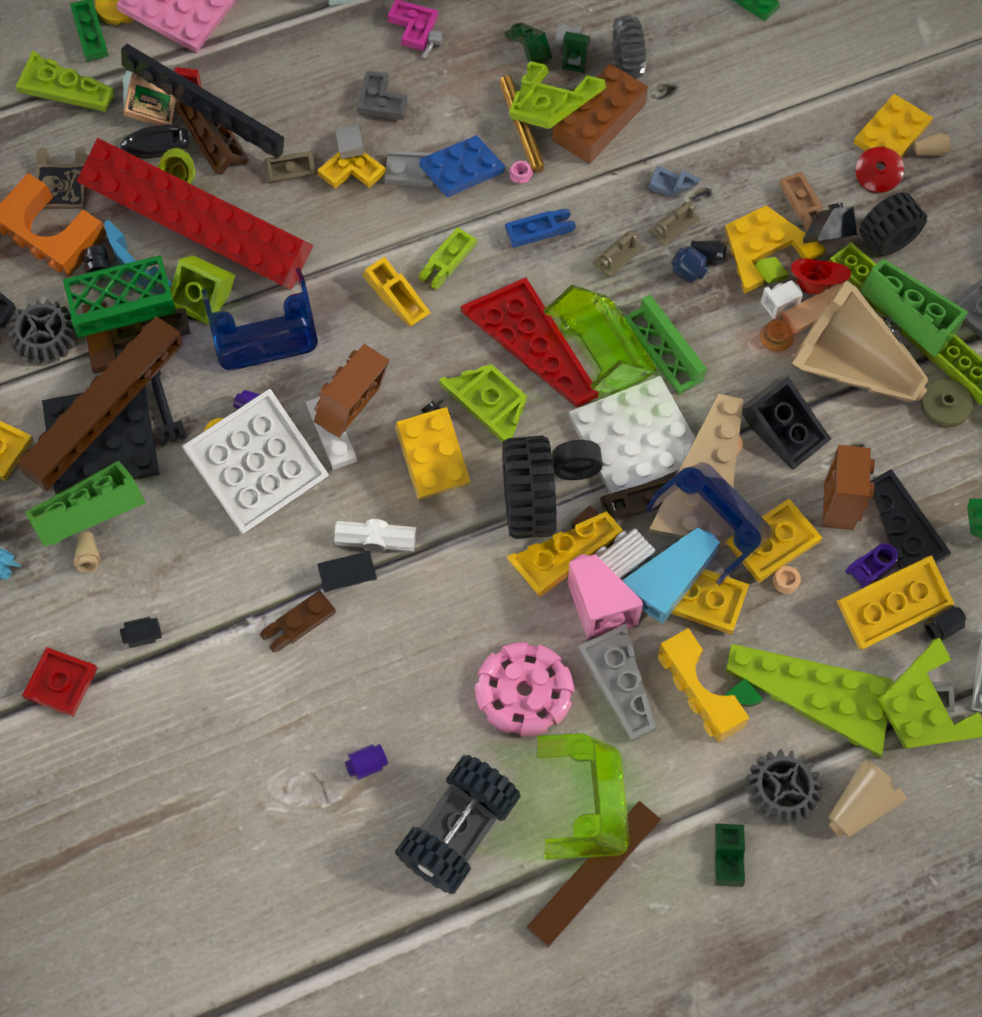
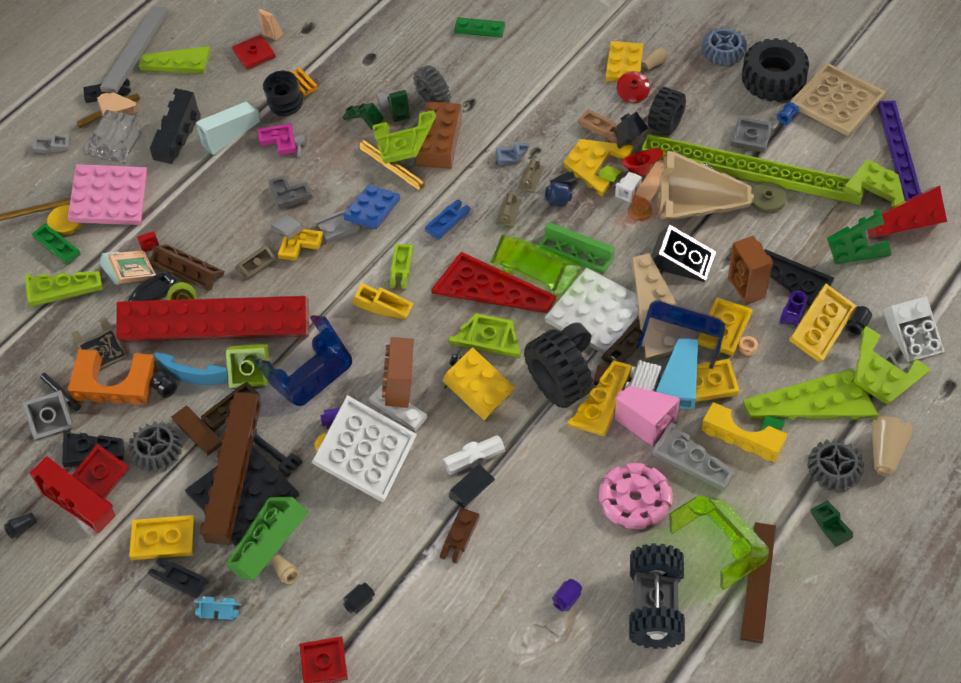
camera: 25 degrees left, 10 degrees down
(123, 311) = (206, 402): green fence -> none
(202, 101) = (172, 246): black plate -> none
(520, 167) = (412, 193): bright pink plate -> none
(914, 306) = (715, 148): bright green wedge -> none

